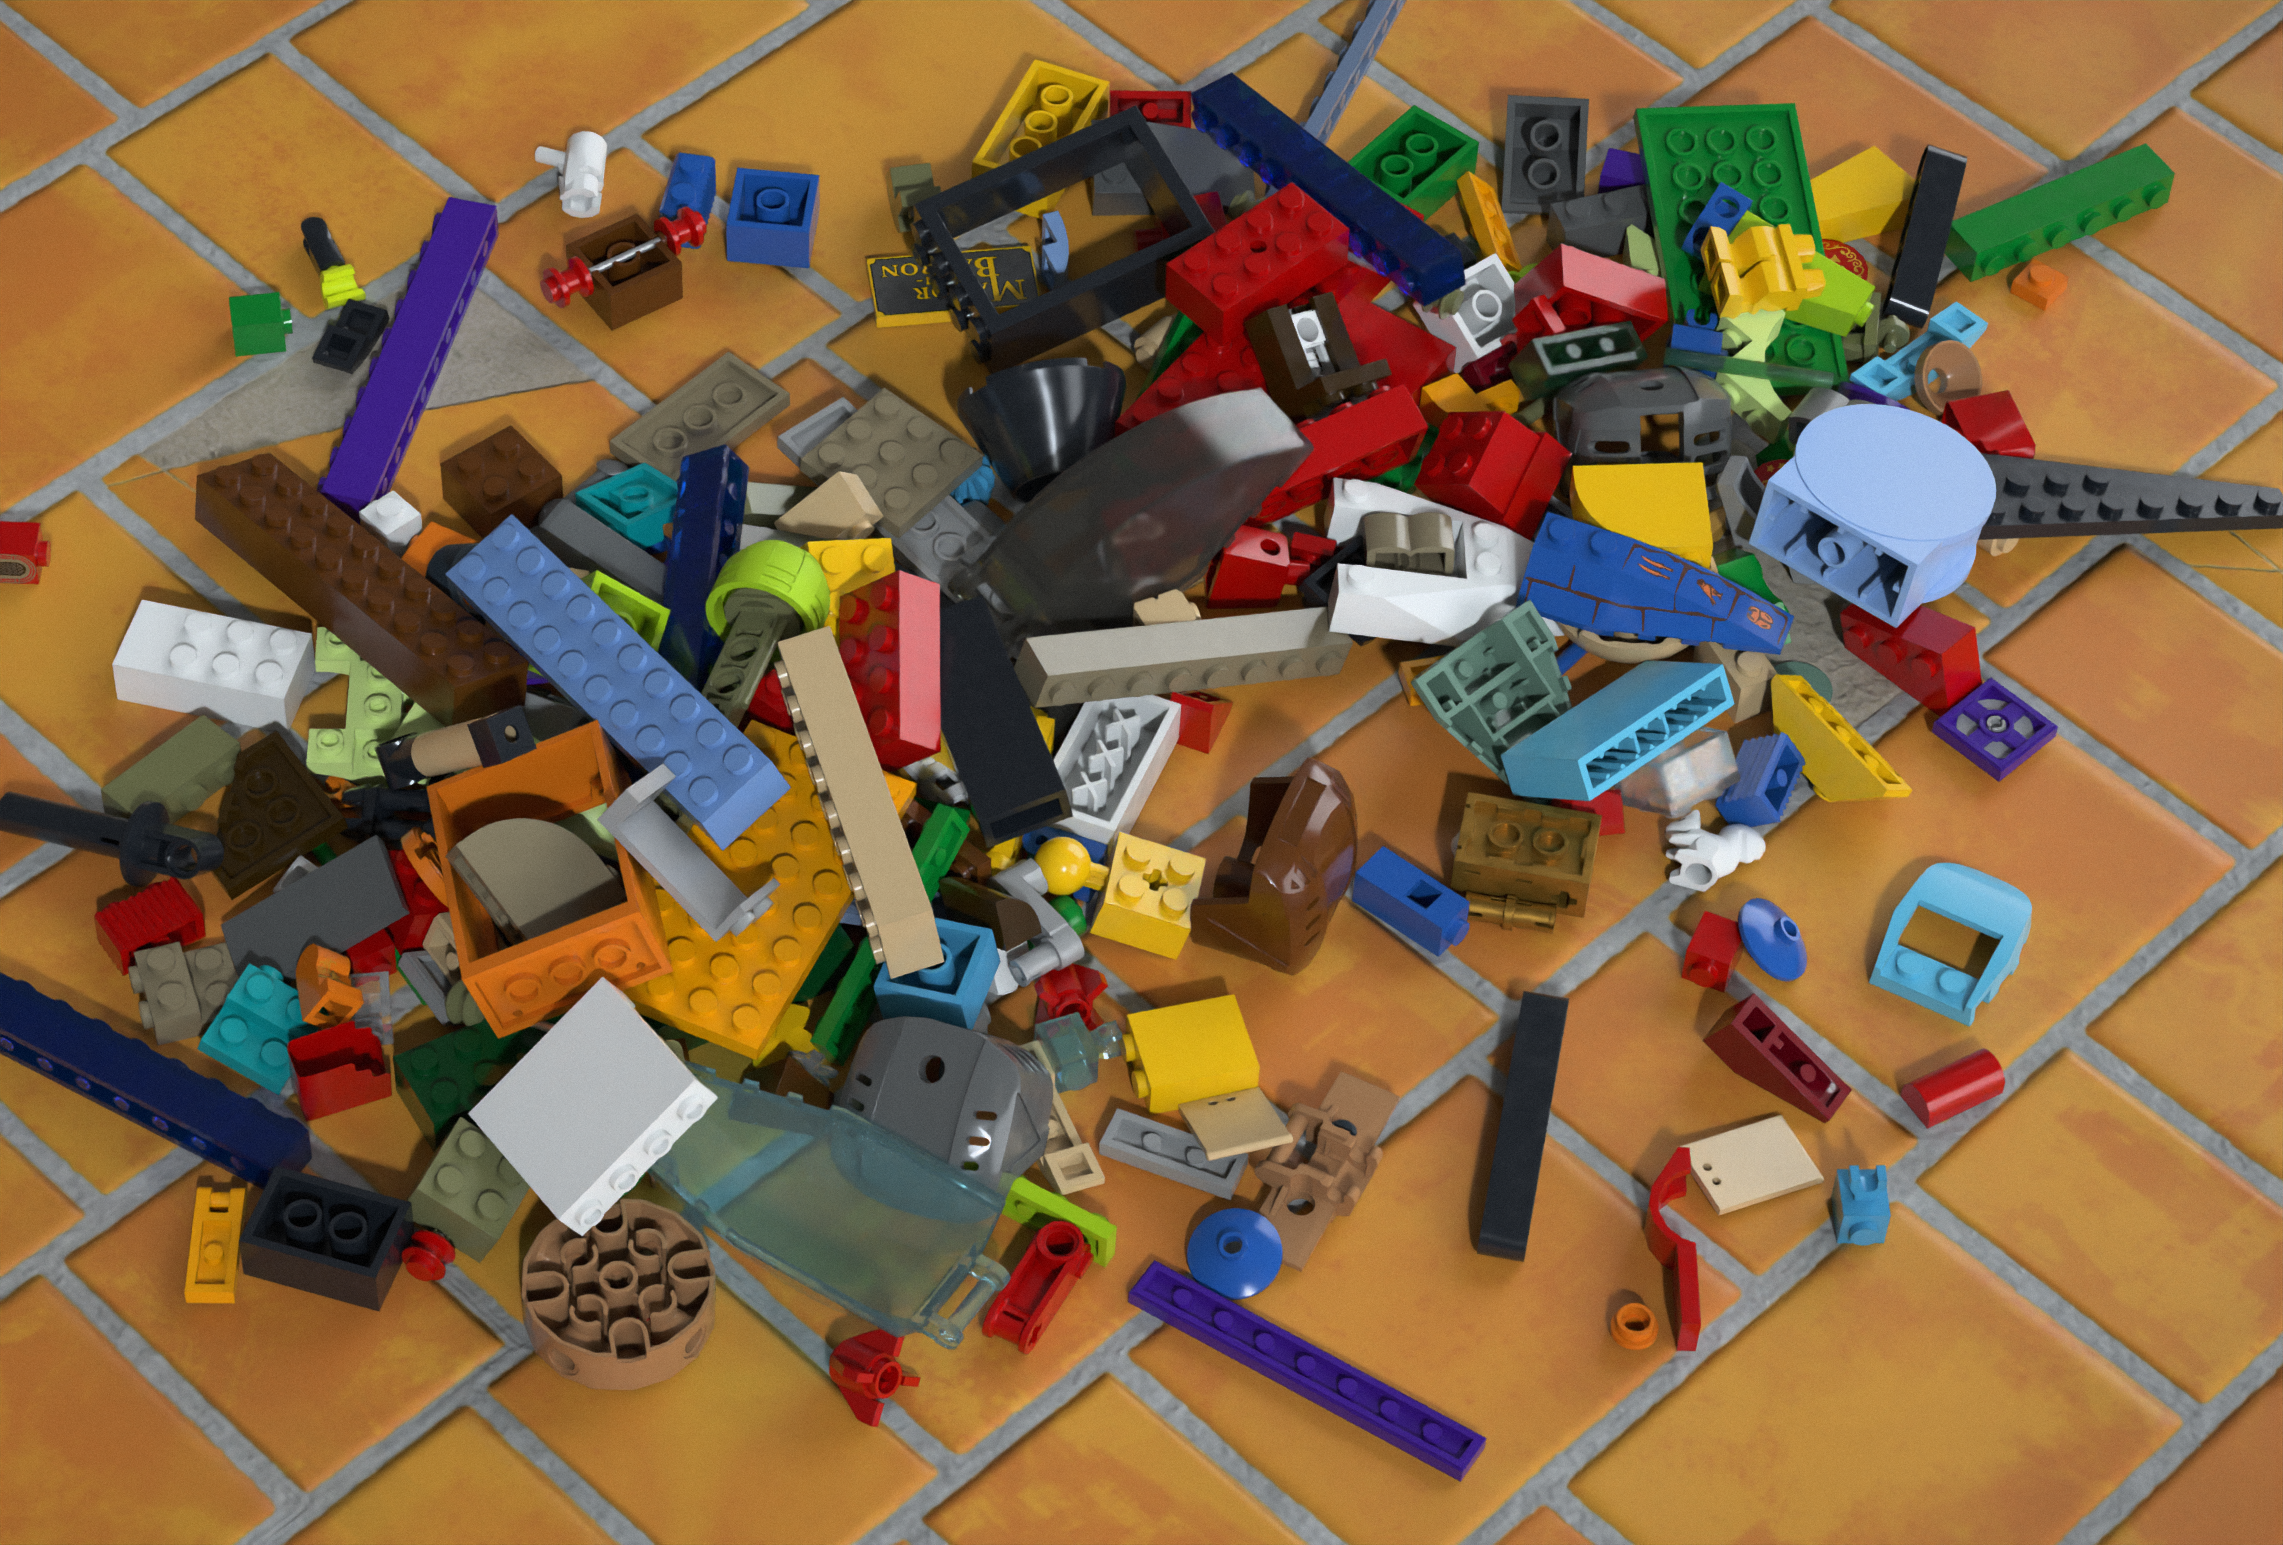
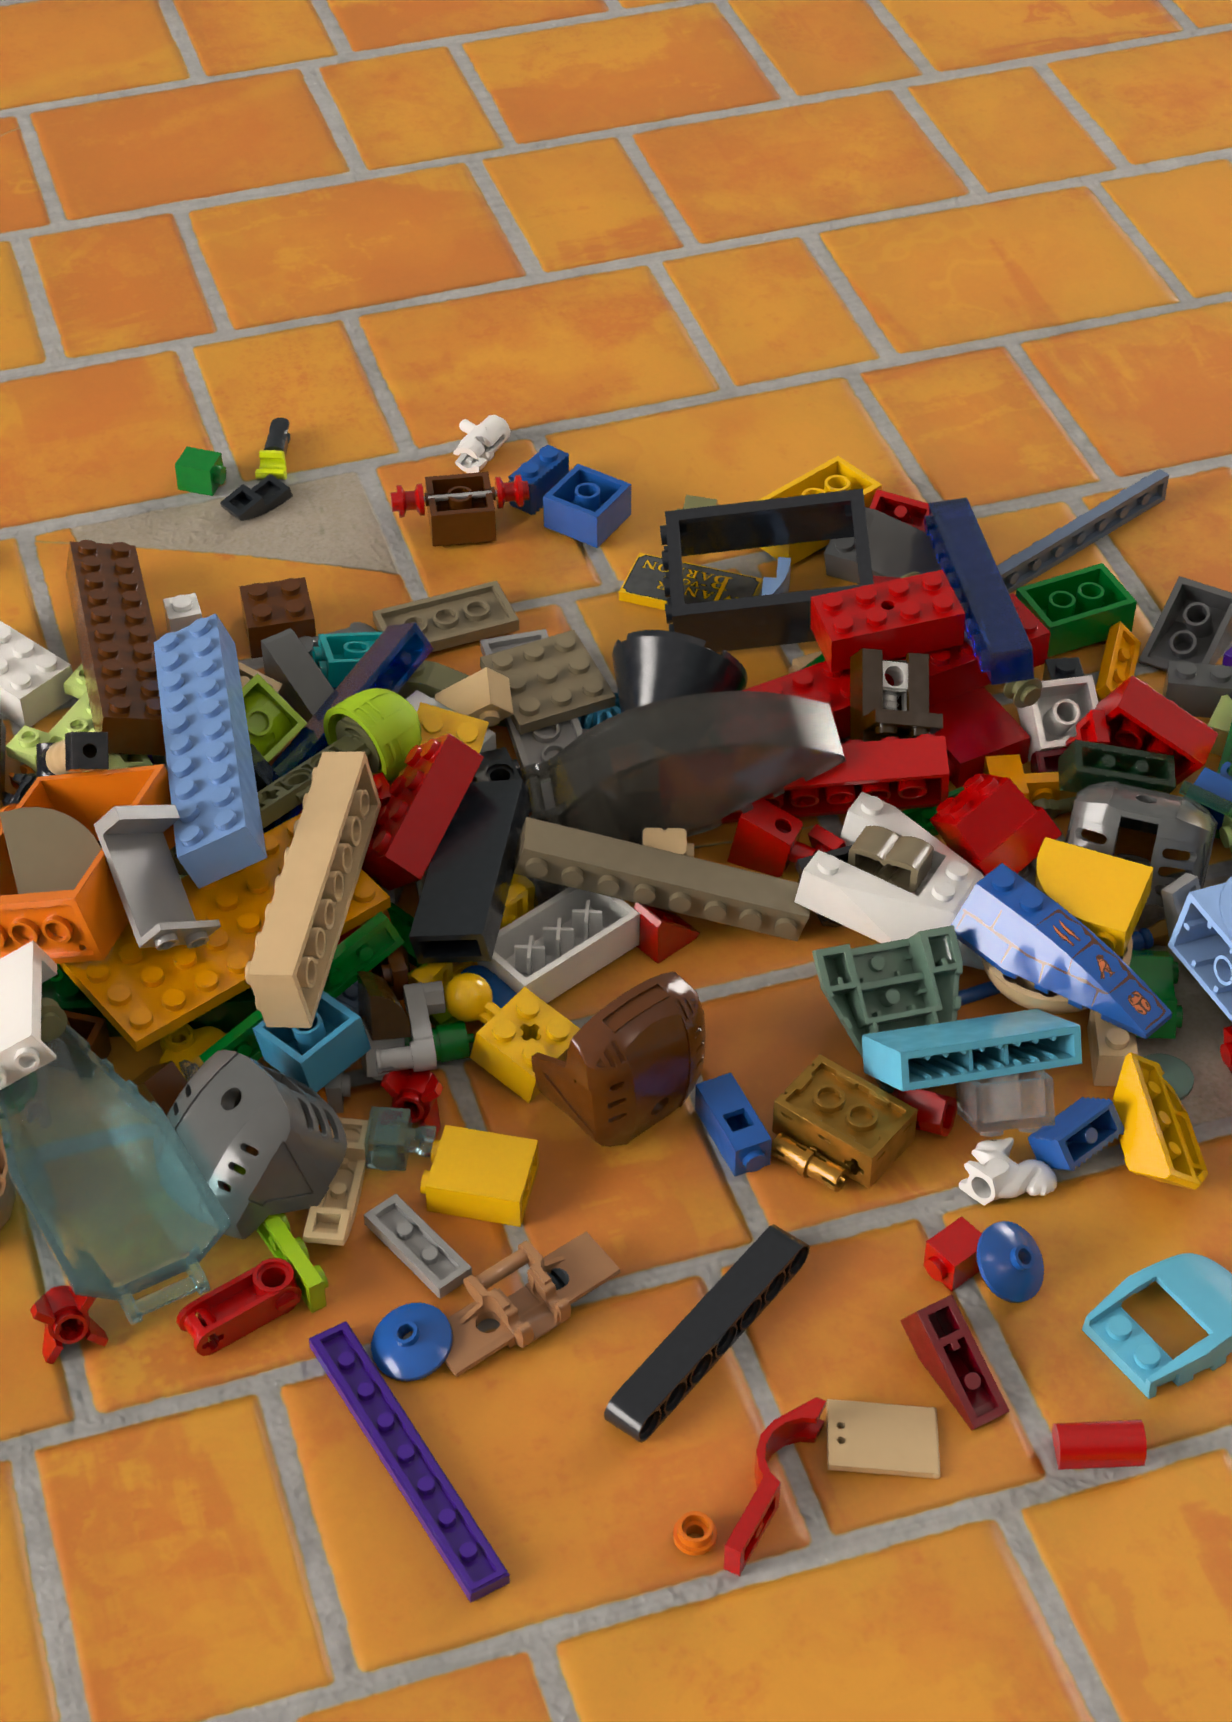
camera: 30 degrees right, 5 degrees down
(411, 356) = (282, 521): dark purple brick -> none
(1234, 1123) = (473, 1239): tan container -> none
(1860, 1205) = (951, 1510): dark azure brick -> none

